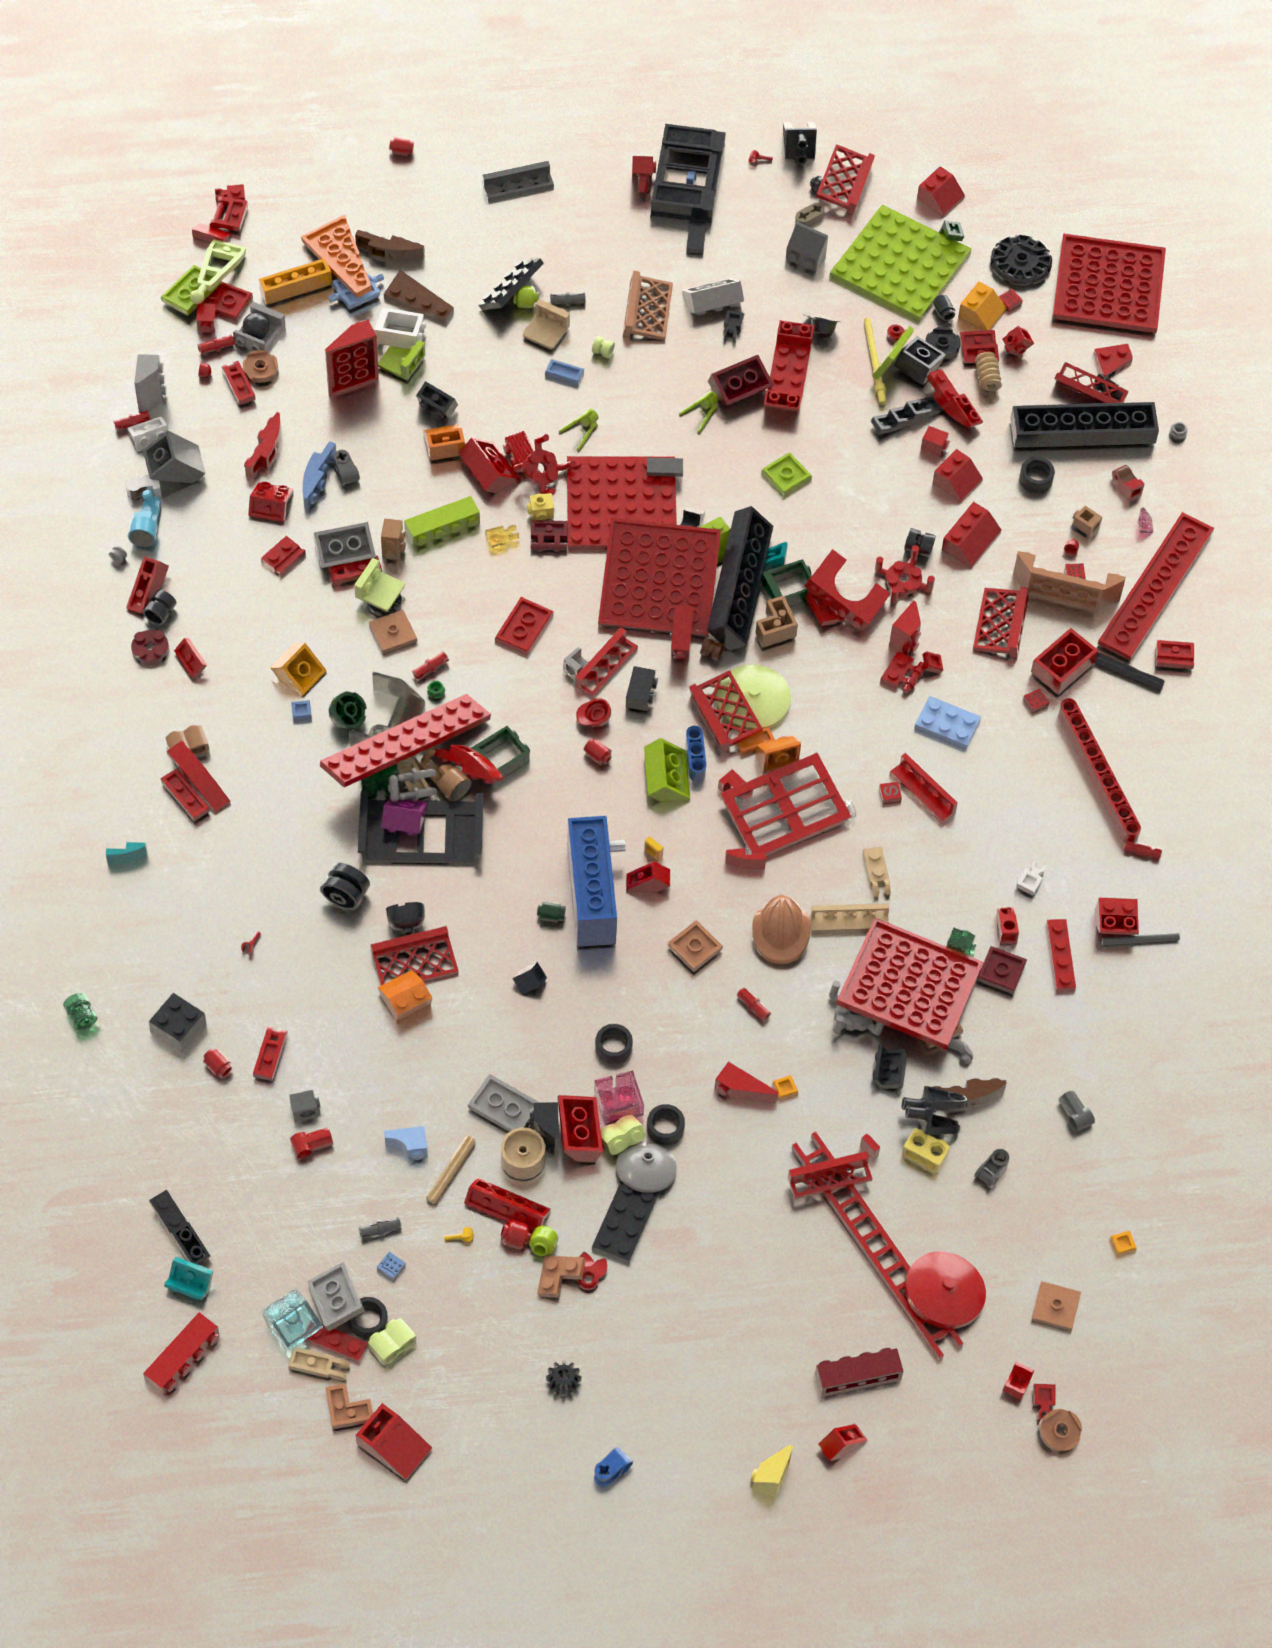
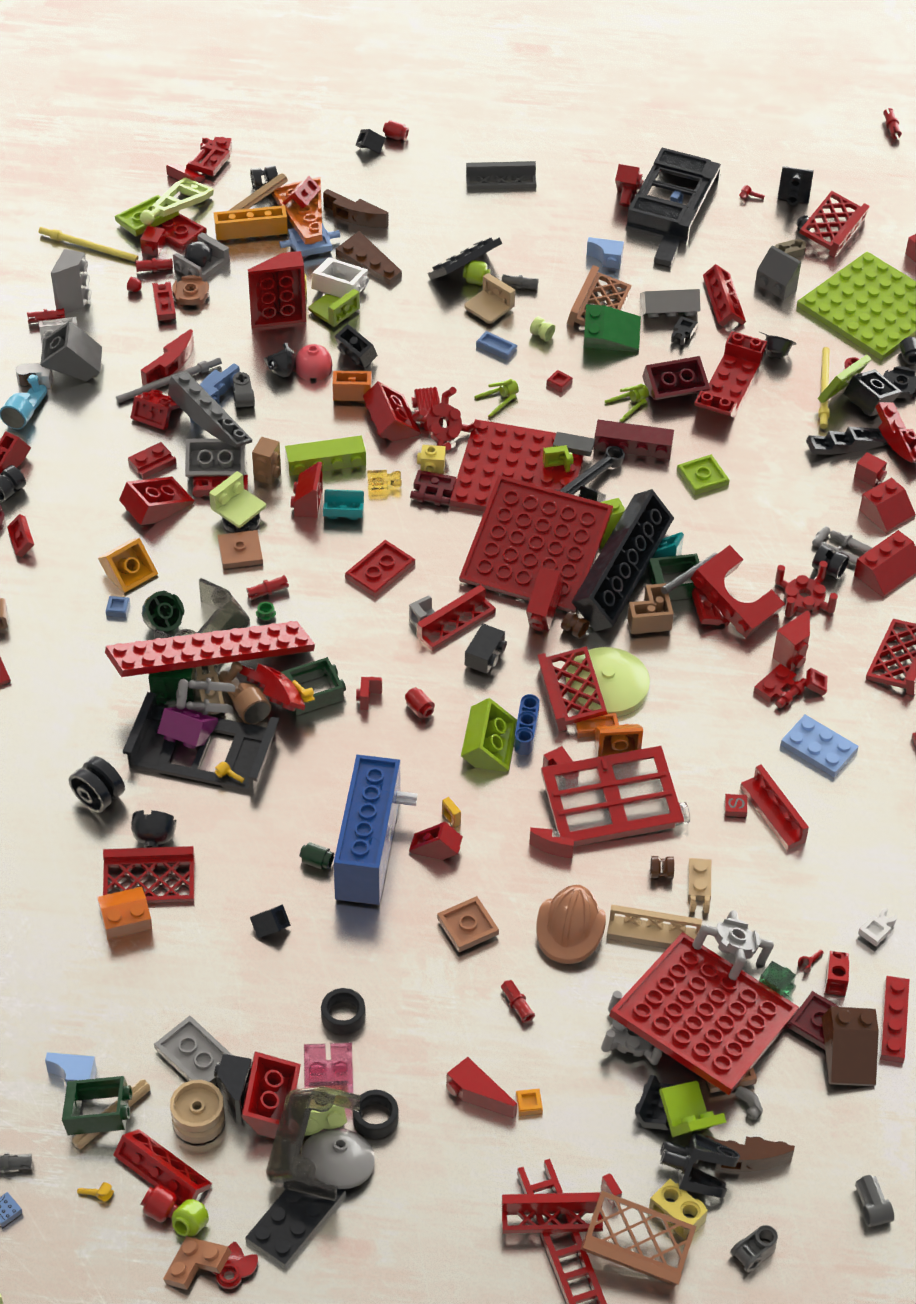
camera: 15 degrees right, 10 degrees down
(109, 327) = (58, 235): none -> light yellow bar
(291, 226) = (269, 173): none -> black wheel
(292, 248) = (261, 193): none -> tan axle
(297, 448) = (202, 367): none -> light grey bar
(300, 596) = (154, 499): none -> red slope
(324, 501) = (205, 410): none -> dark grey slope
(336, 239) = (303, 192): none -> panel
(373, 432) = (282, 362): none -> black helmet
(380, 163) = (371, 140): none -> black panel
(400, 424) = (313, 362): none -> coral cylinder
(437, 1152) = (96, 1089): none -> dark green window
(439, 563) = (308, 492): none -> red slope
(448, 848) = (223, 769): none -> yellow hand
(473, 568) = (343, 504): none -> teal bracket
(501, 765) = (306, 694): none -> yellow hand
(549, 744) = (369, 686): none -> red bracket
(594, 713) = (427, 664): red hat -> none
(609, 1176) = (285, 1165): none -> clear smoke windscreen
(632, 399) = (559, 381): none -> red tile
(642, 250) = (606, 251): none -> light blue arch
(655, 483) = (557, 456): none -> lime bracket
(667, 336) = (611, 329): none -> green slope
(689, 492) = (595, 470): none -> black piece
(716, 450) = (634, 439): none -> dark red brick
(760, 279) = (723, 296): none -> red fence
(801, 582) = (684, 577): none -> dark grey bar
(843, 862) = (667, 867): none -> reddish brown wheel
(875, 51) = (892, 123): none -> red pin
(900, 1198) = (631, 1259): none -> nougat fence
(915, 1069) = (687, 1110): none -> lime bracket
(921, 916) = (737, 939): none -> light grey plate
(929, 517) = (825, 531): none -> light grey piece
(982, 919) = (809, 960): none -> red hand
(1032, 986) = (851, 1045): none -> reddish brown slope

